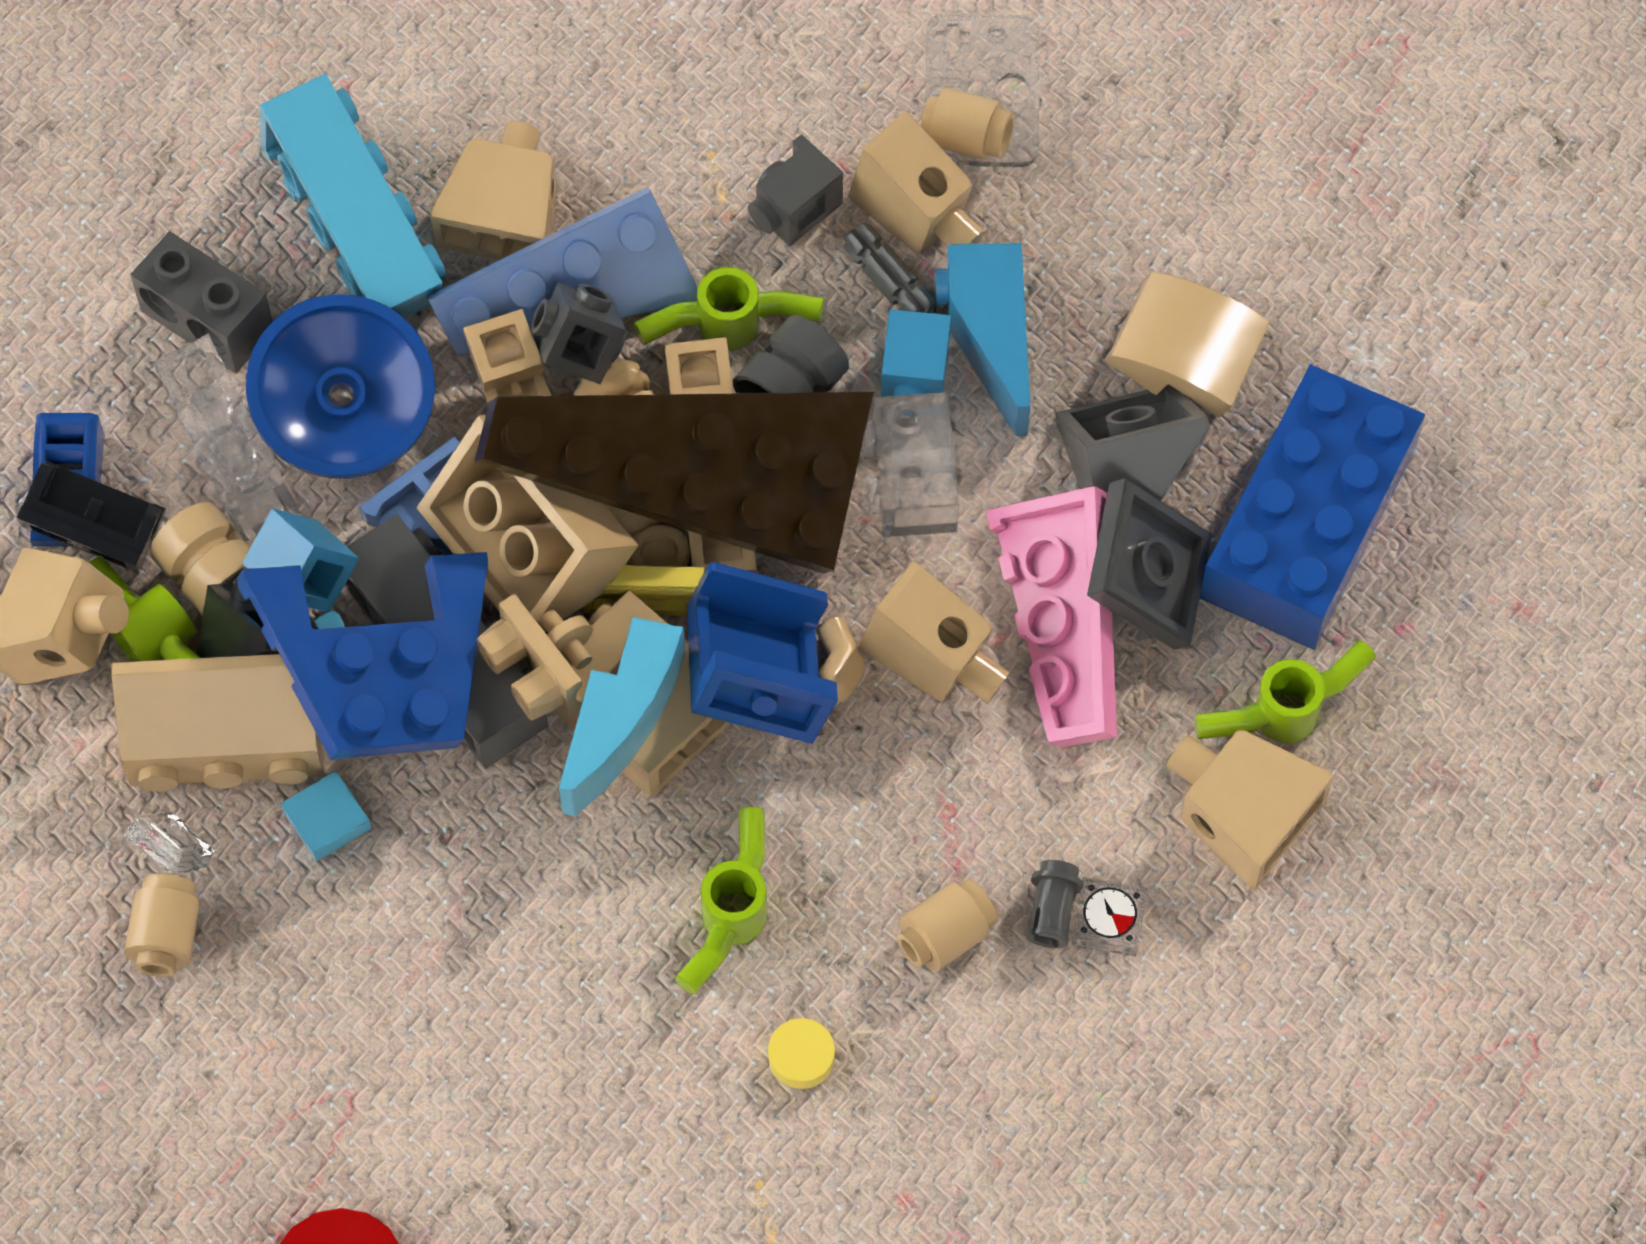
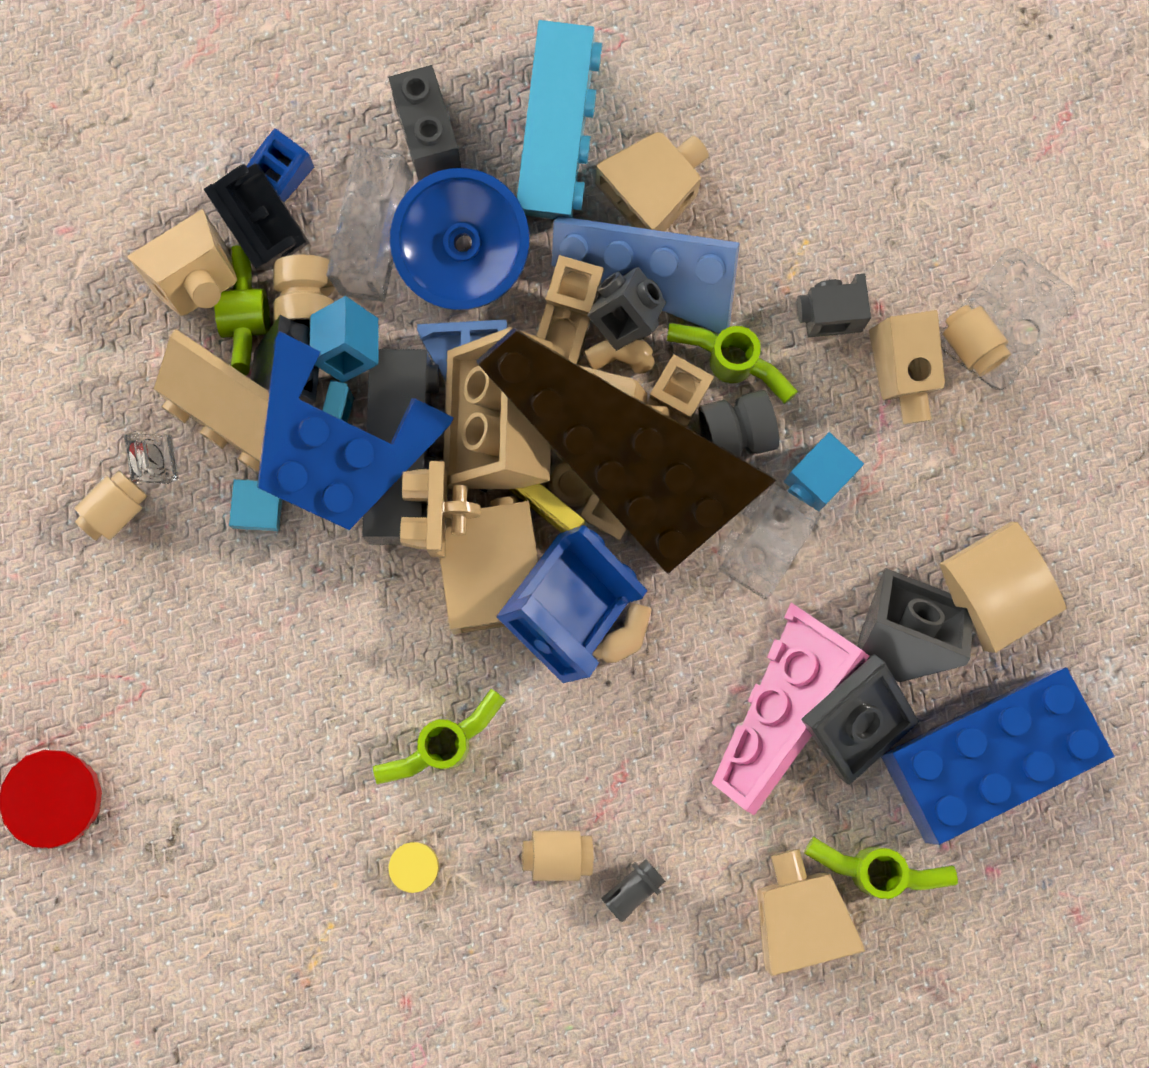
camera: 35 degrees right, 15 degrees up
(621, 711) = (454, 583): medium azure slope -> none
(887, 270) = (853, 402): dark grey axle -> none
(932, 638) = (679, 652): tan torso -> none
(989, 321) = (889, 478): dark azure slope -> none
(1109, 916) = (662, 923): tile -> none

